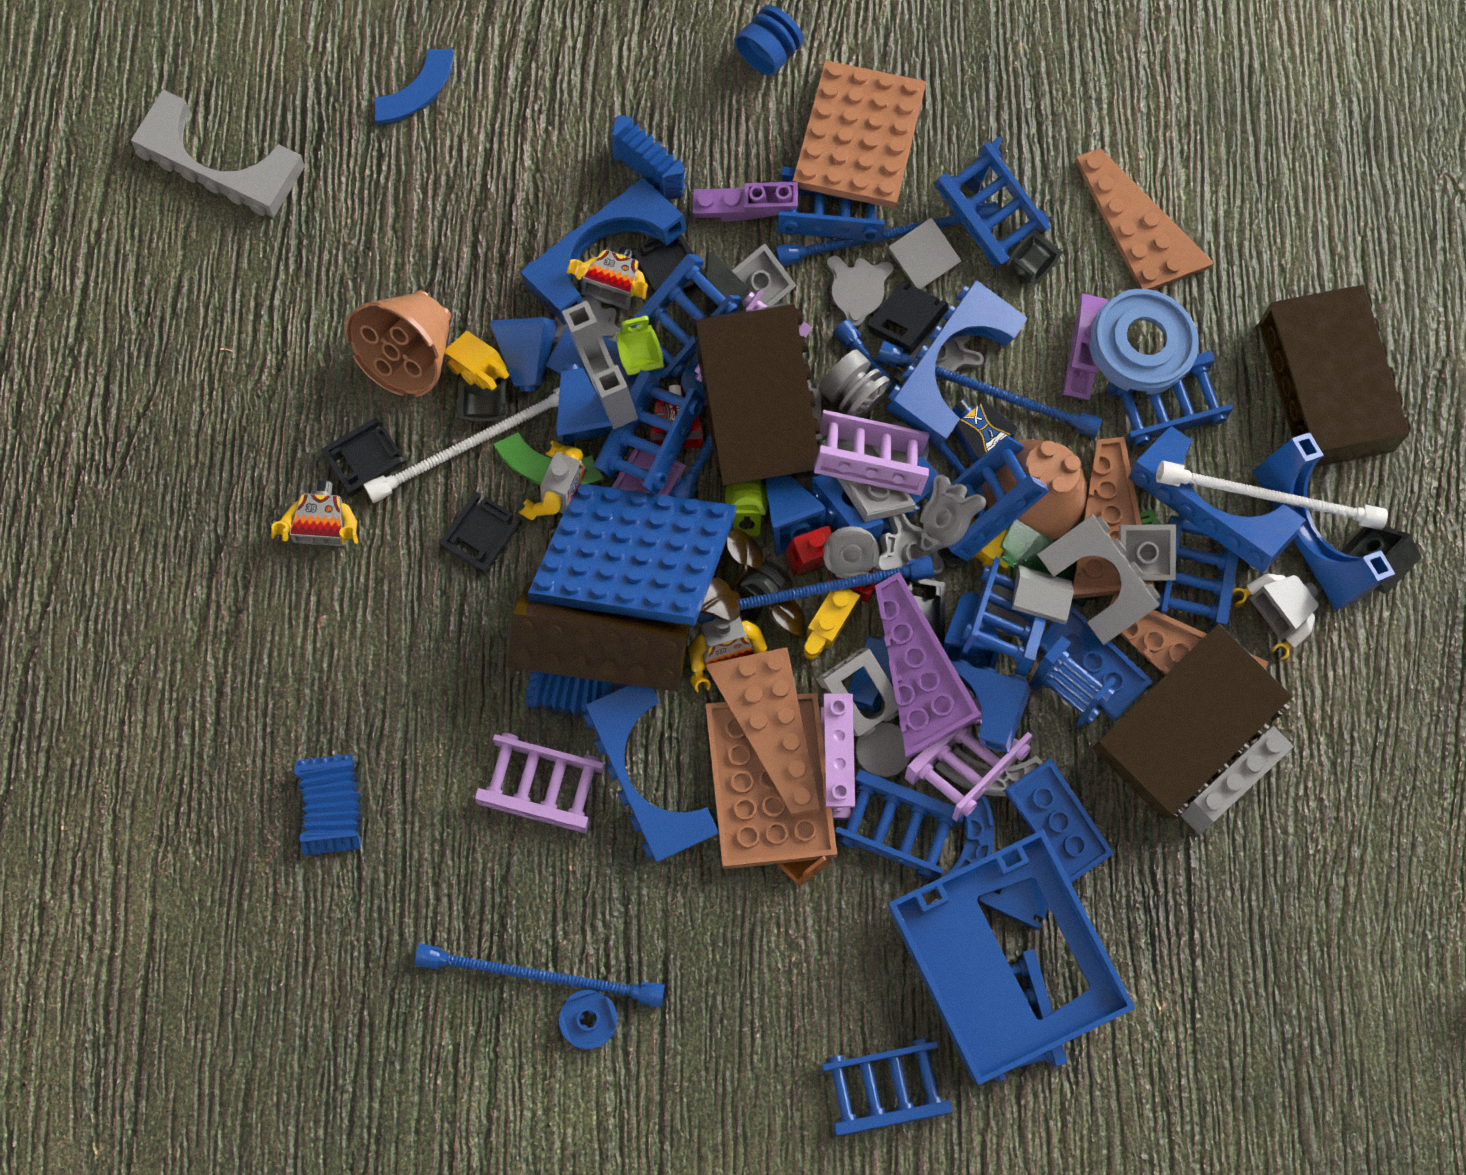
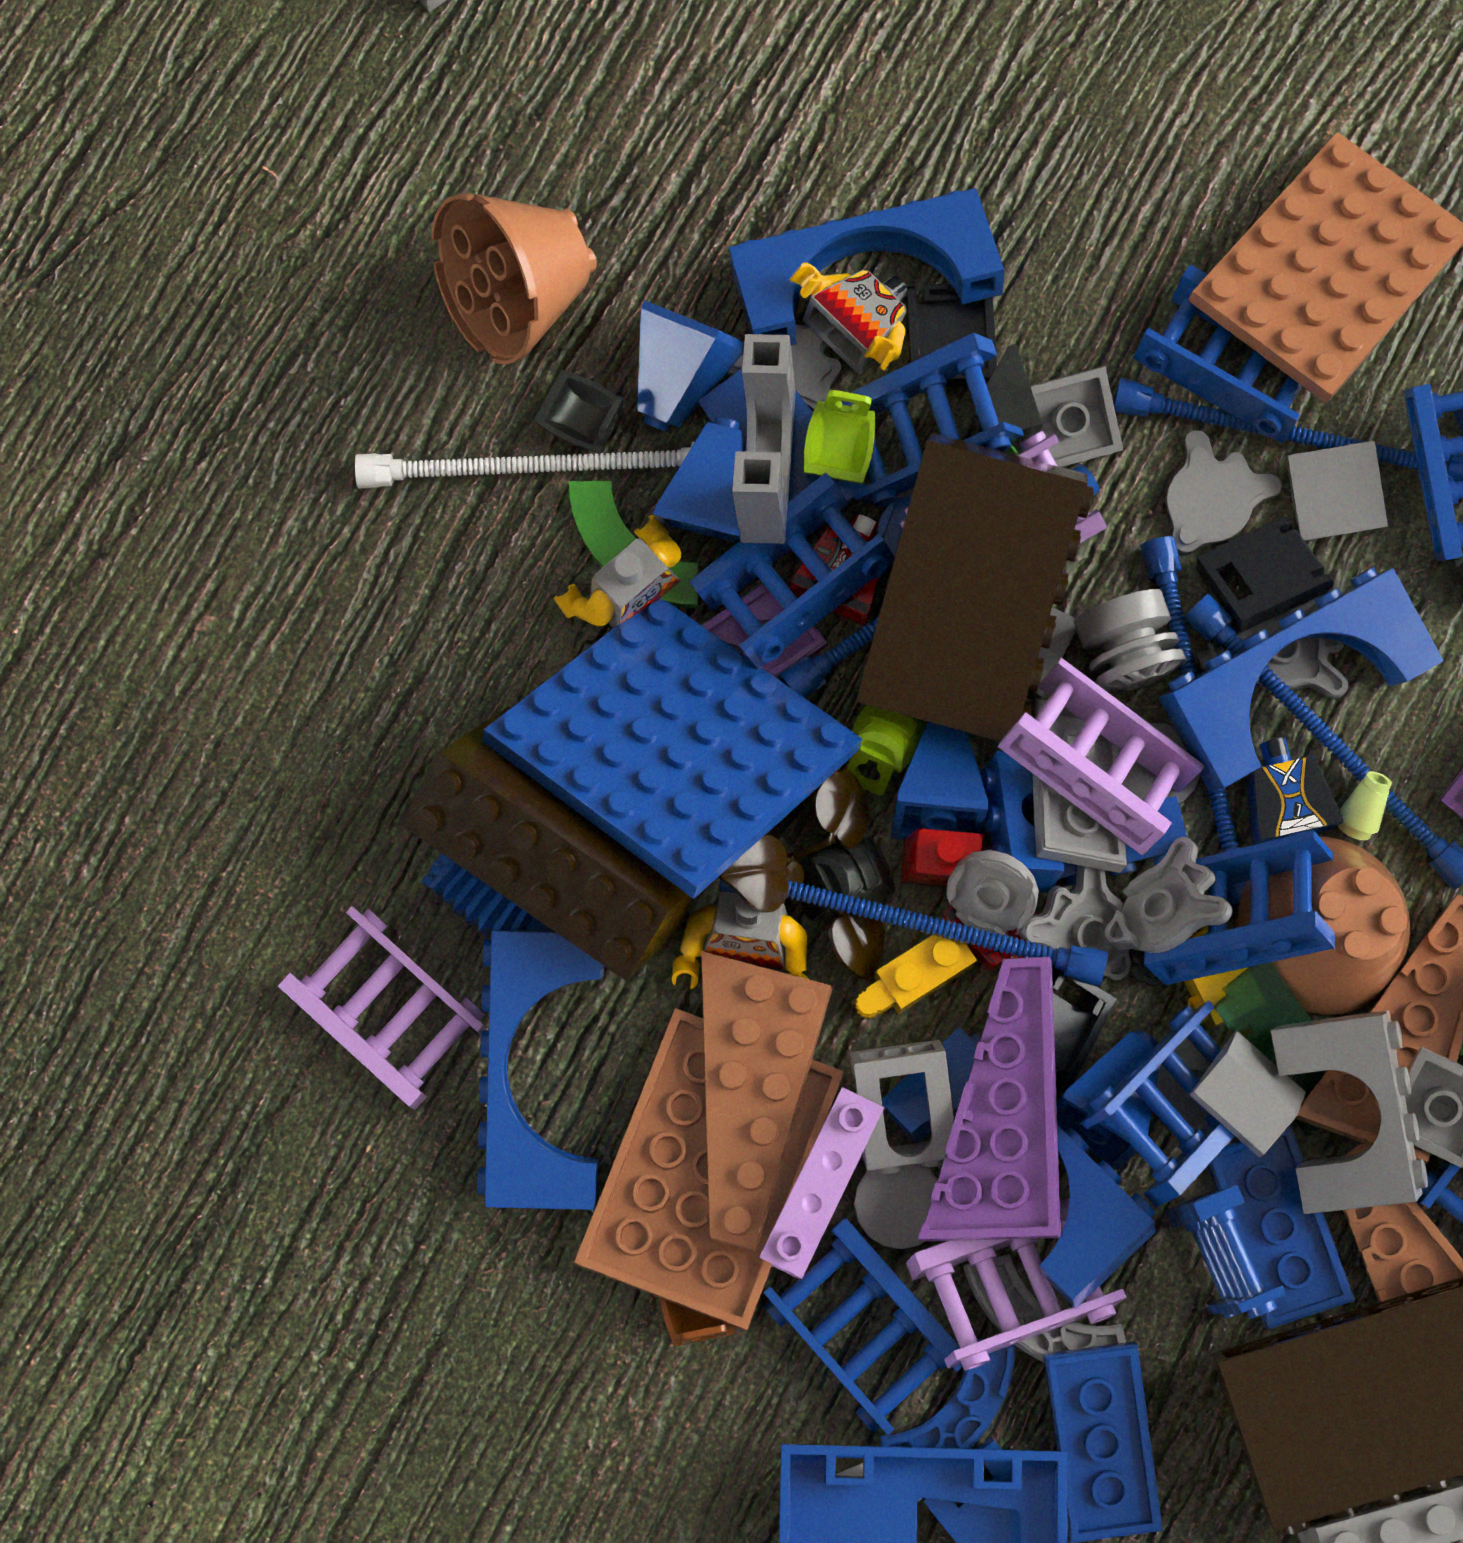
camera: 35 degrees right, 5 degrees up
(318, 519) = (267, 475): torso -> none
(329, 803) = (80, 891): blue piece -> none
(366, 453) = (386, 413): black container -> none
(433, 957) = (379, 1388): blue hose -> none
(475, 361) = (598, 349): yellow hinge -> none
(482, 529) = (492, 597): black container -> none
(580, 1035) = (262, 1362): blue plate -> none
(647, 158) = (996, 161): blue piece -> none
(746, 203) = (1110, 294): medium lavender slope -> none
(769, 40) = (1266, 64): blue wheel -> none
(1026, 415) = (1365, 807): none -> yellowish green cone

